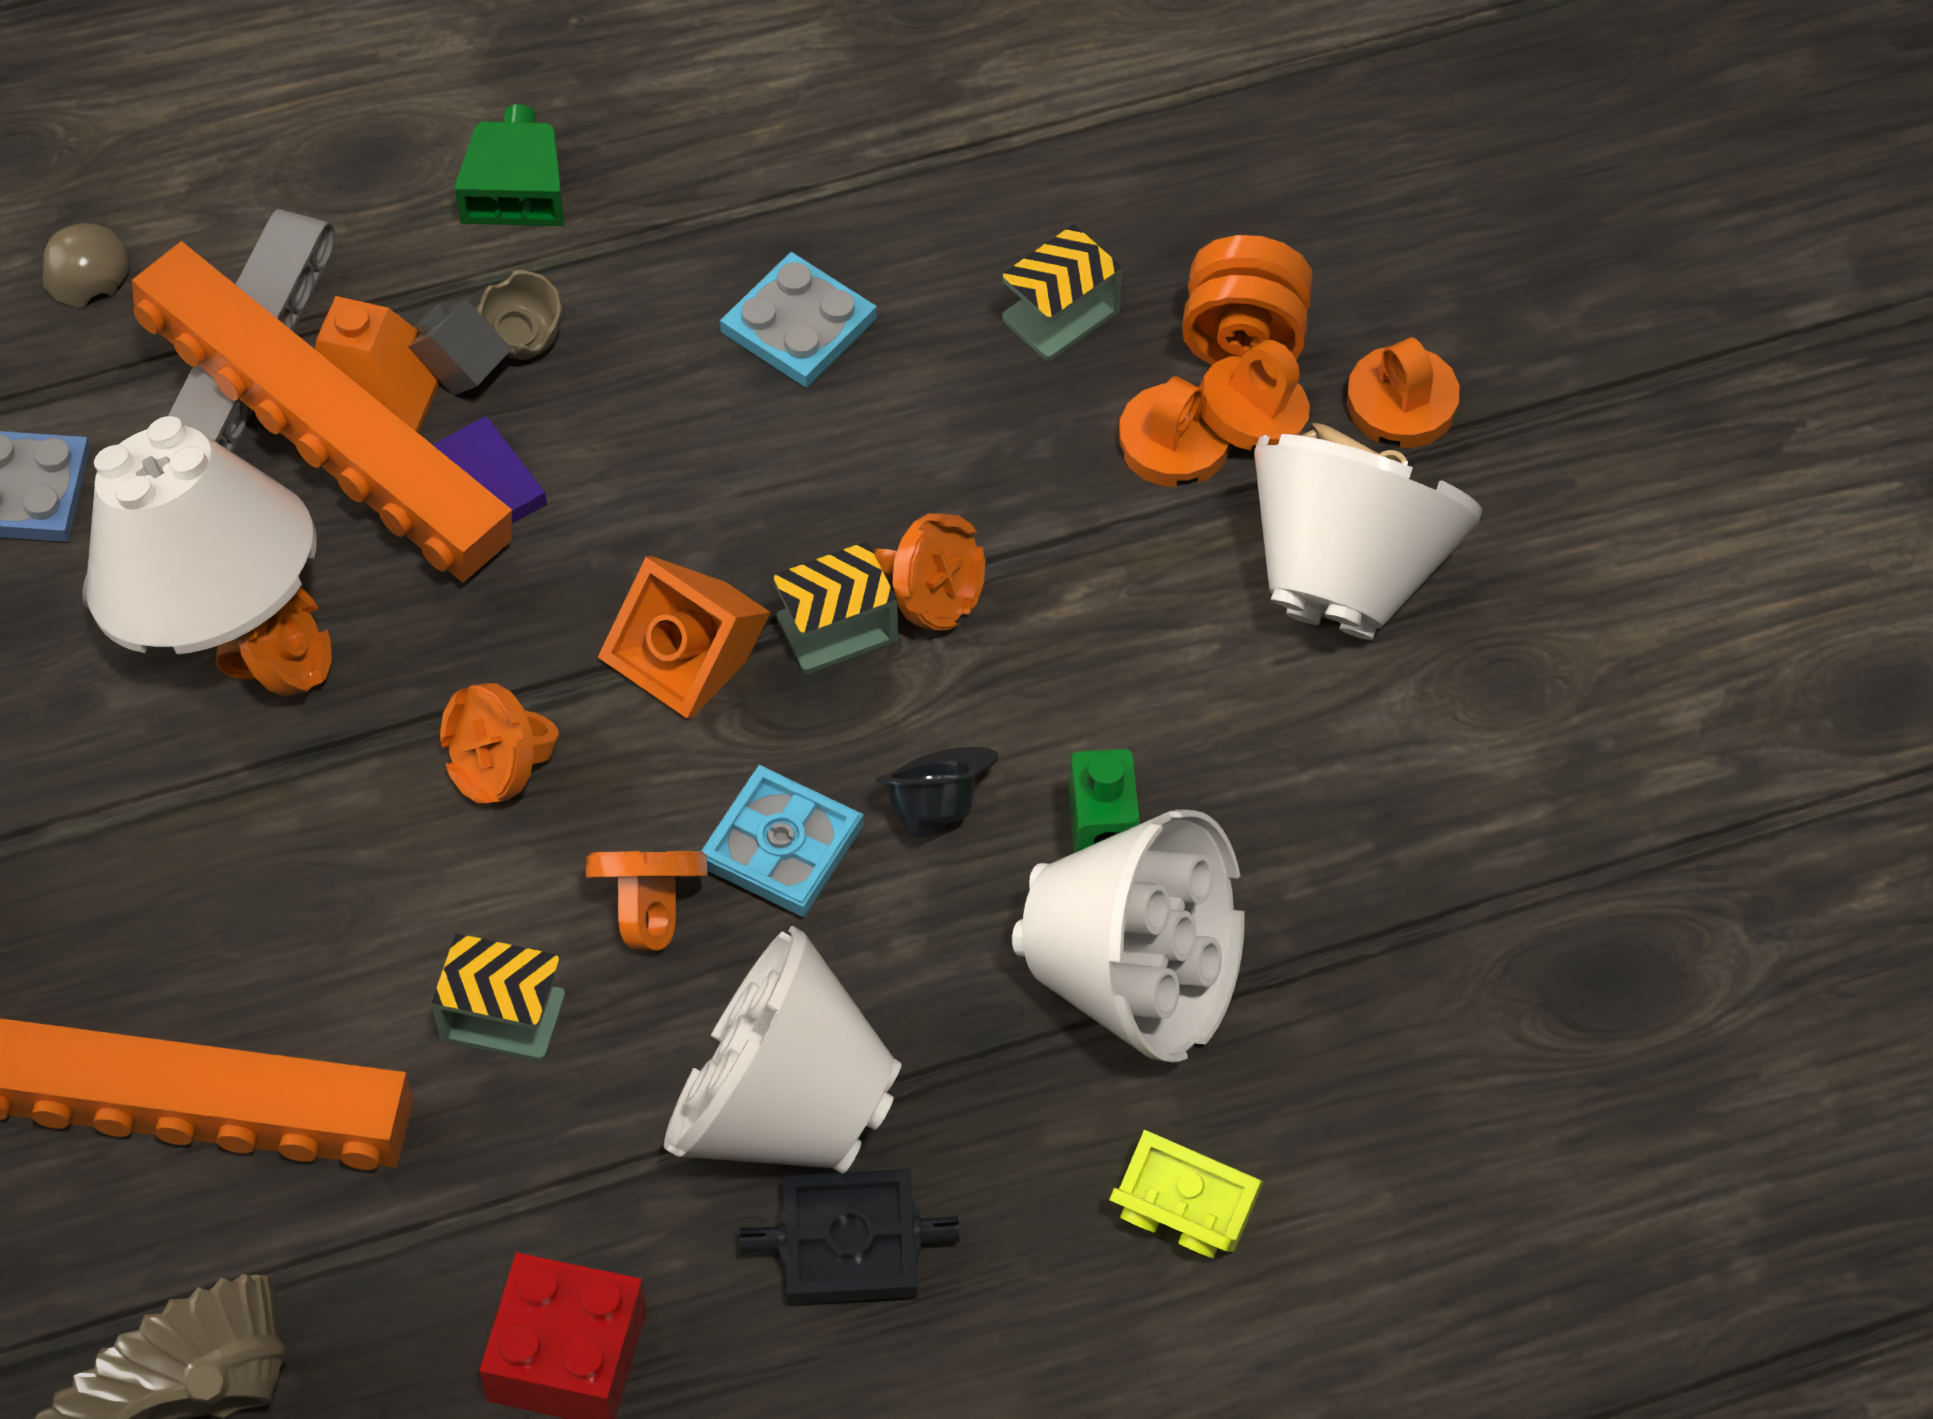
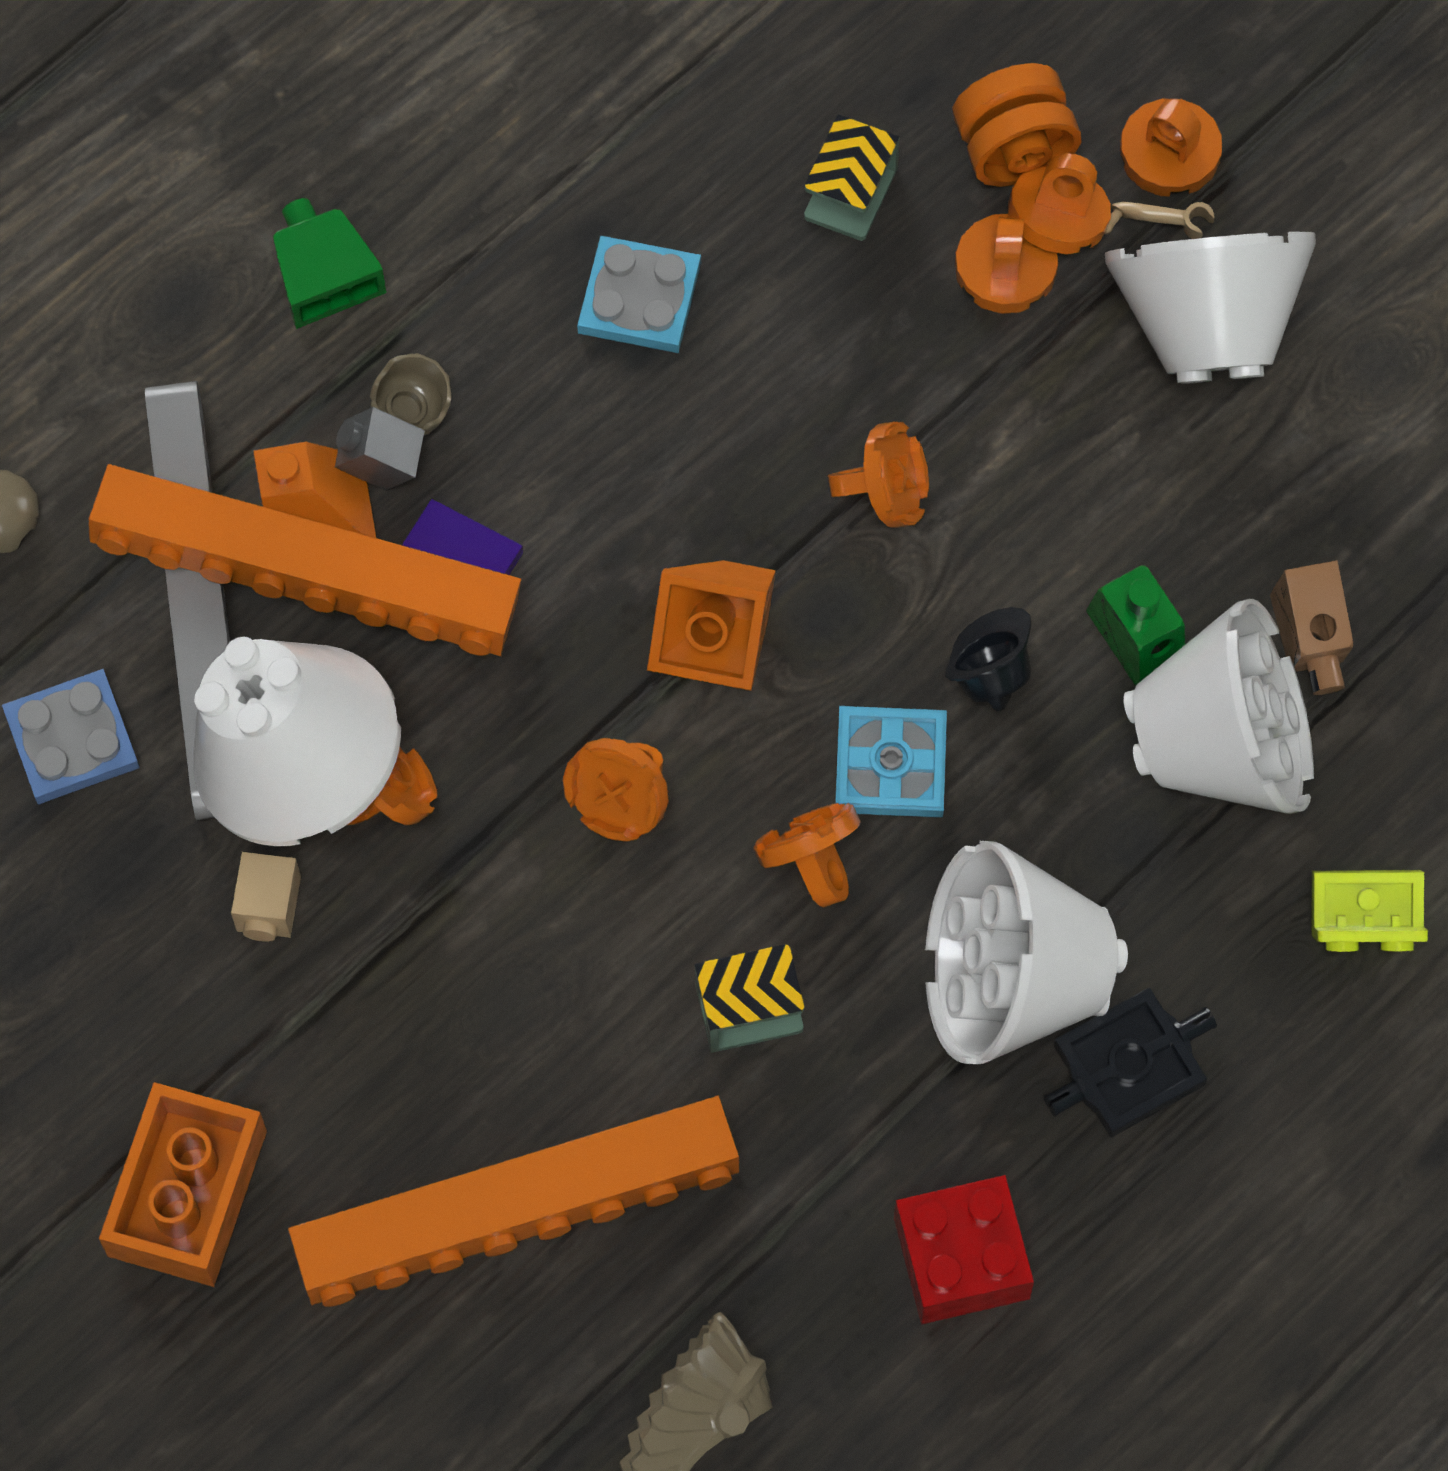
camera: 25 degrees left, 10 degrees up
(101, 700) = (265, 896): none -> tan brick
(836, 608) = (826, 542): piece -> none
(1284, 887) = (1309, 604): none -> medium nougat torso

